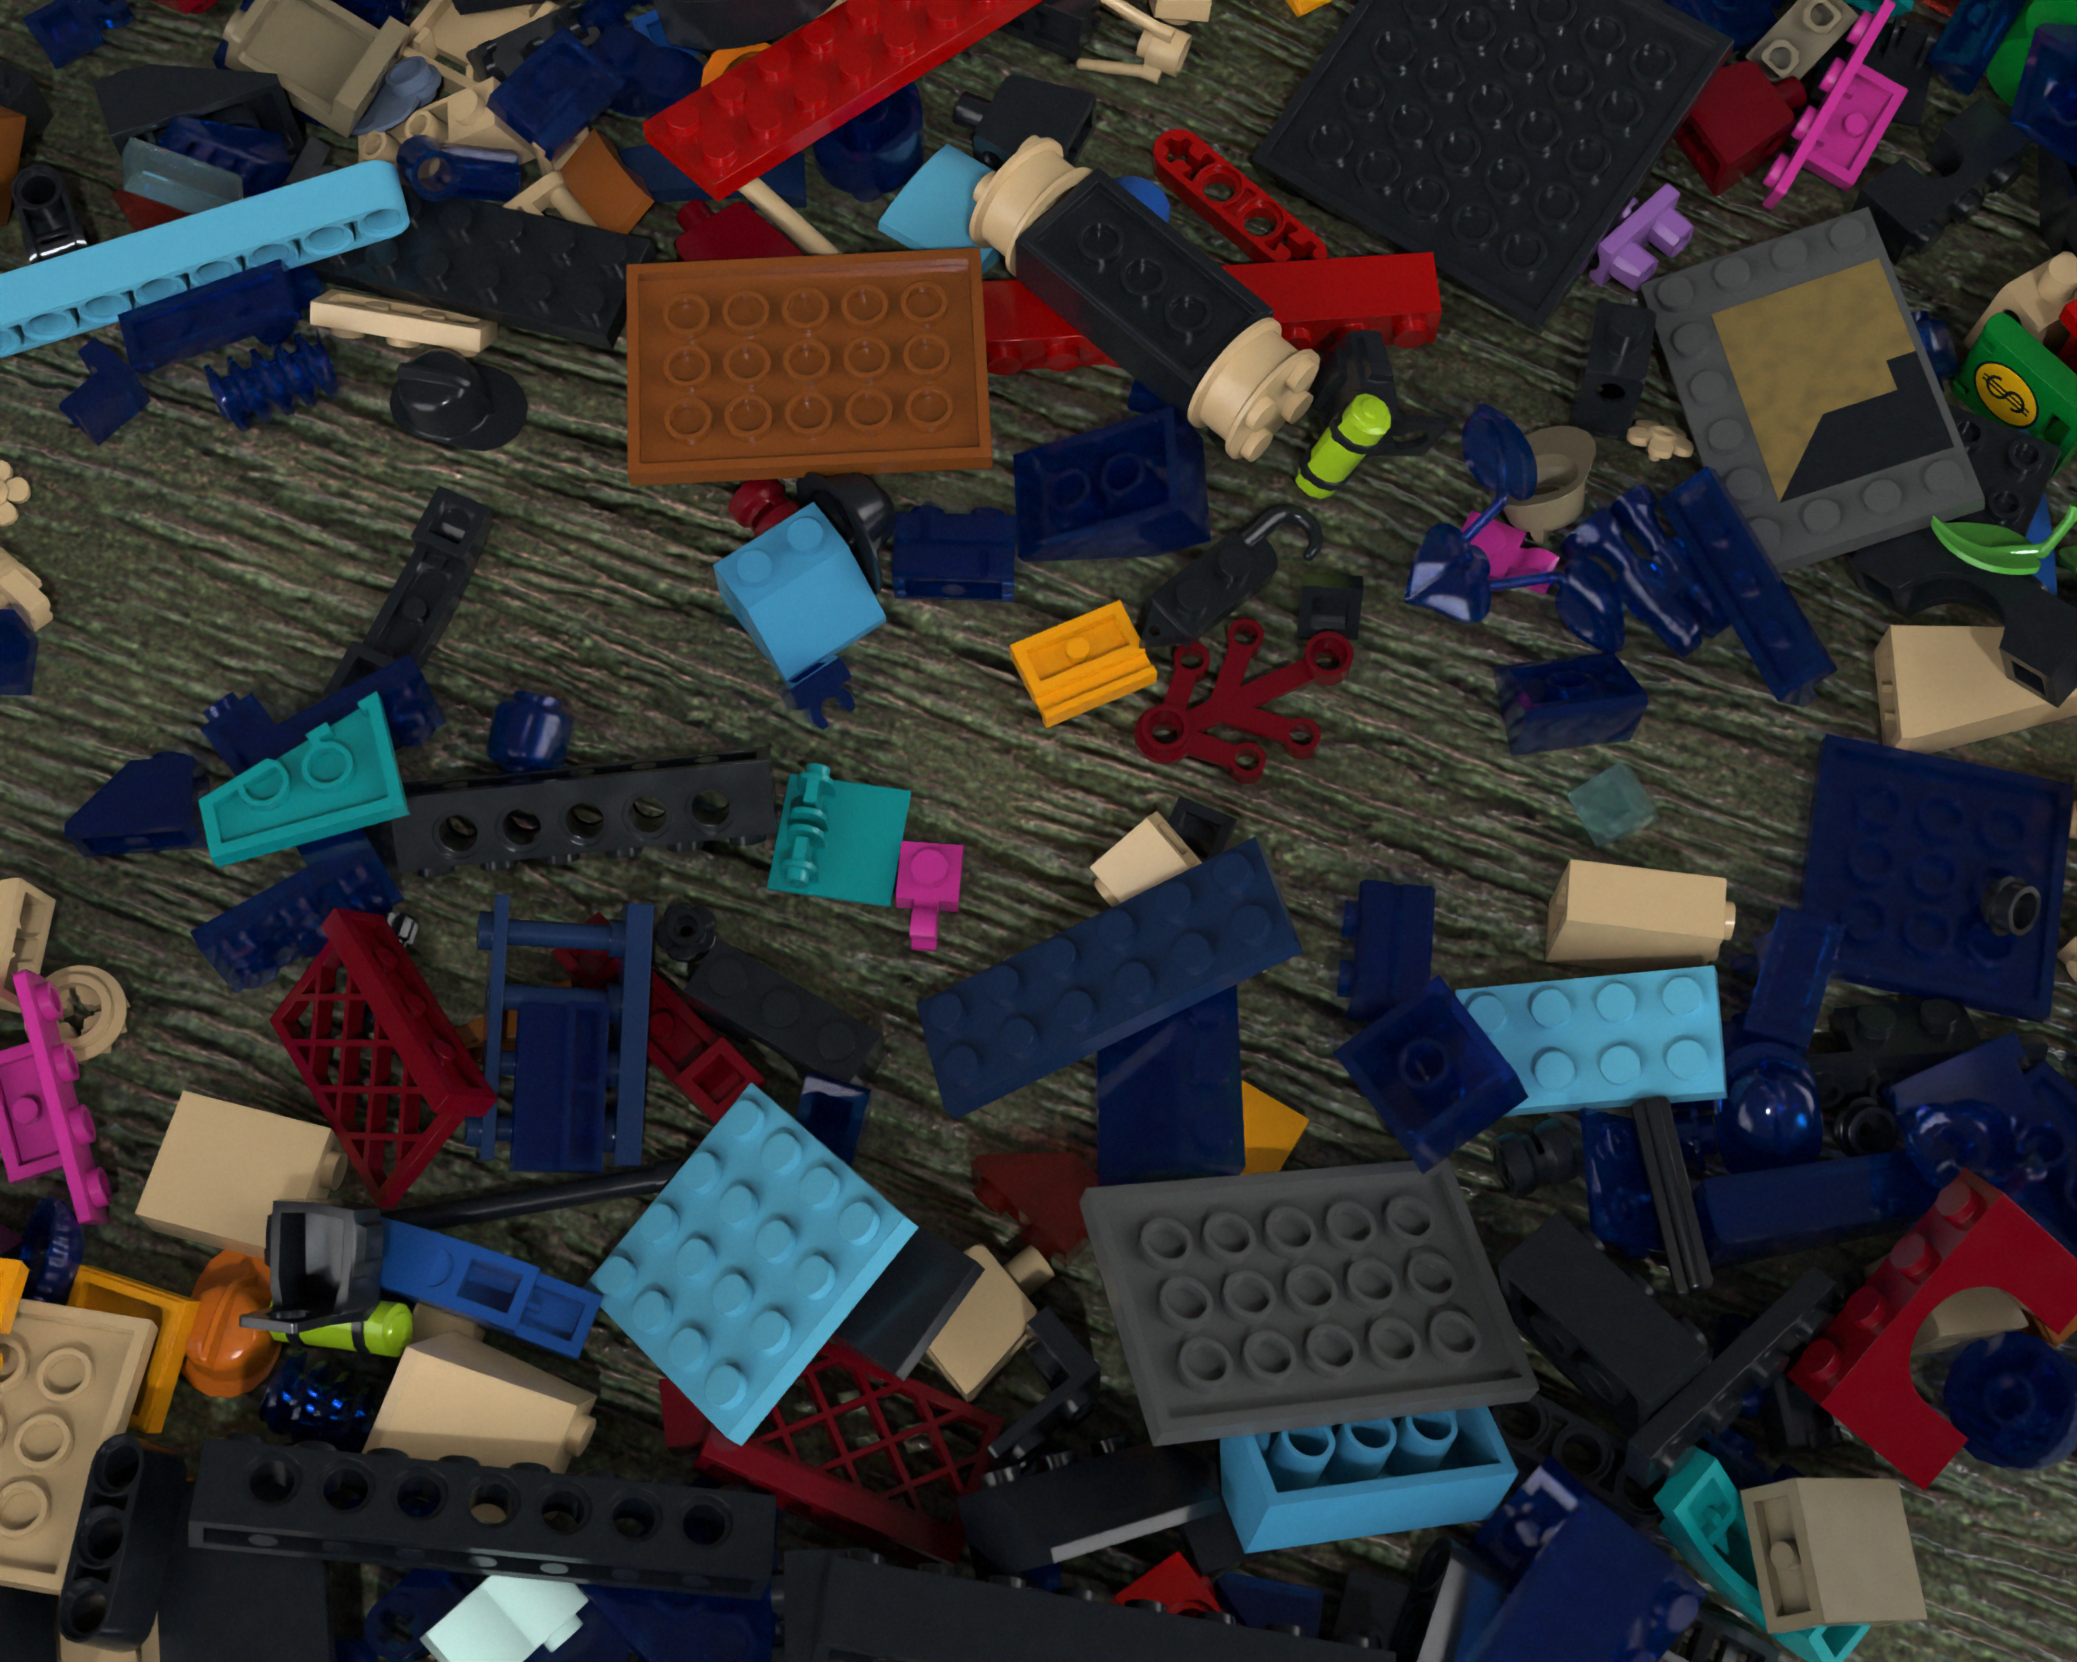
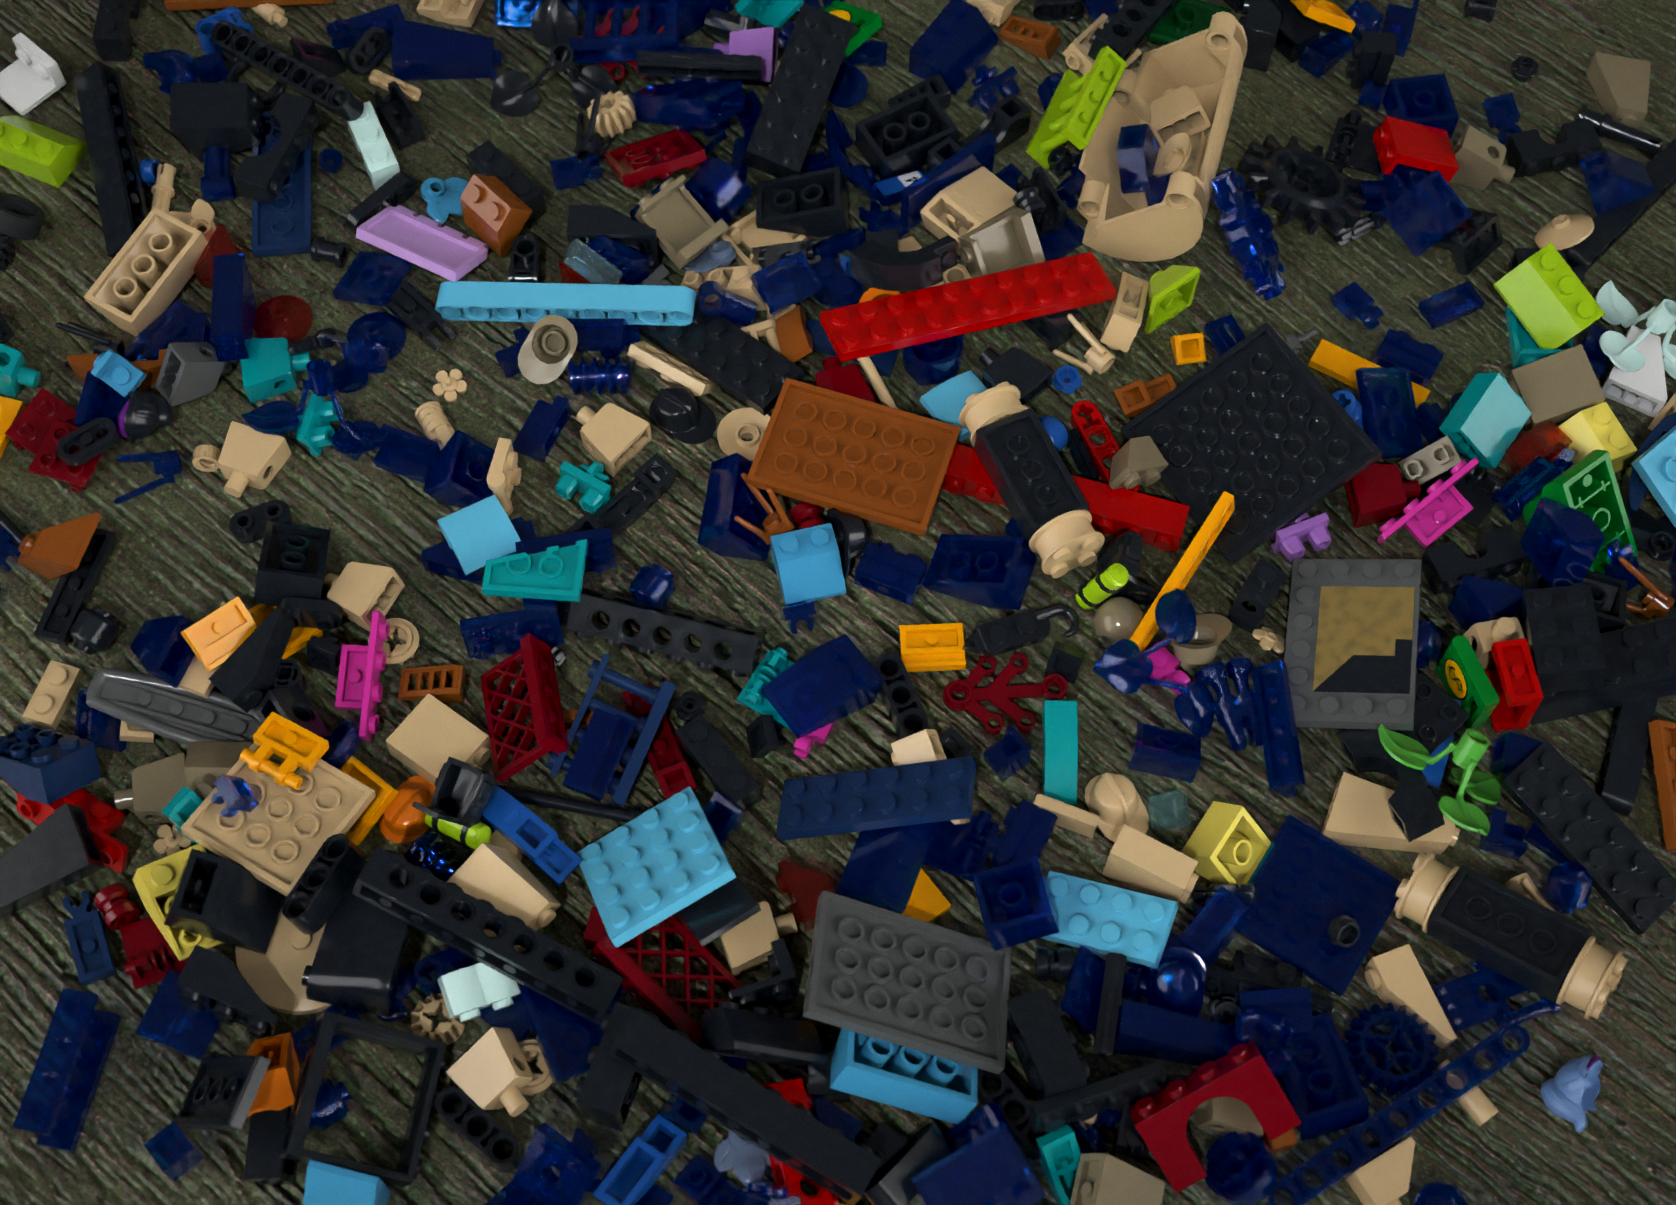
camera: 20 degrees right, 5 degrees down
(91, 649) = (460, 472): none -> clear blue slope
(157, 363) = (547, 349): none -> dark tan piece
(163, 753) = (479, 534): none -> medium azure slope
(166, 628) = (504, 473): none -> tan plate
(205, 515) = (543, 428): none -> clear blue panel
(231, 1073) = (443, 672): none -> dark orange slope
(328, 583) = (586, 480): none -> teal hips
(342, 482) = (613, 435): none -> tan torso
(572, 382) = (739, 425): none -> tan dish
(629, 548) = (726, 498): none -> clear blue slope
(707, 539) = (773, 523): none -> dark orange plant
(846, 938) = (763, 736): none -> black tile
(921, 806) = (824, 686): none -> clear blue slope
(1058, 753) = (900, 685): none -> black beam
(1126, 93) = (1067, 373): none -> blue plate
(1204, 229) = (1082, 456): none -> black axle
(1263, 91) = (1139, 397): none -> dark orange slope
(1291, 1007) = (962, 847): none -> clear blue hinge
(1297, 807) = (1008, 754): none -> clear blue panel
(1311, 209) = (1136, 464): none -> dark tan slope
(1387, 771) = (1060, 750): none -> teal slope
(1389, 497) = (1117, 618): none -> dark tan hair
(1452, 878) = (1069, 816): none -> tan tile
(1472, 361) = (1187, 565): none -> light orange tile
(1519, 830) = (1116, 803): none -> tan piece
(1746, 826) = (1227, 844): none -> light yellow slope
(1818, 900) = (1246, 892): none -> black axle
(1994, 245) = (1483, 601): none -> clear blue slope

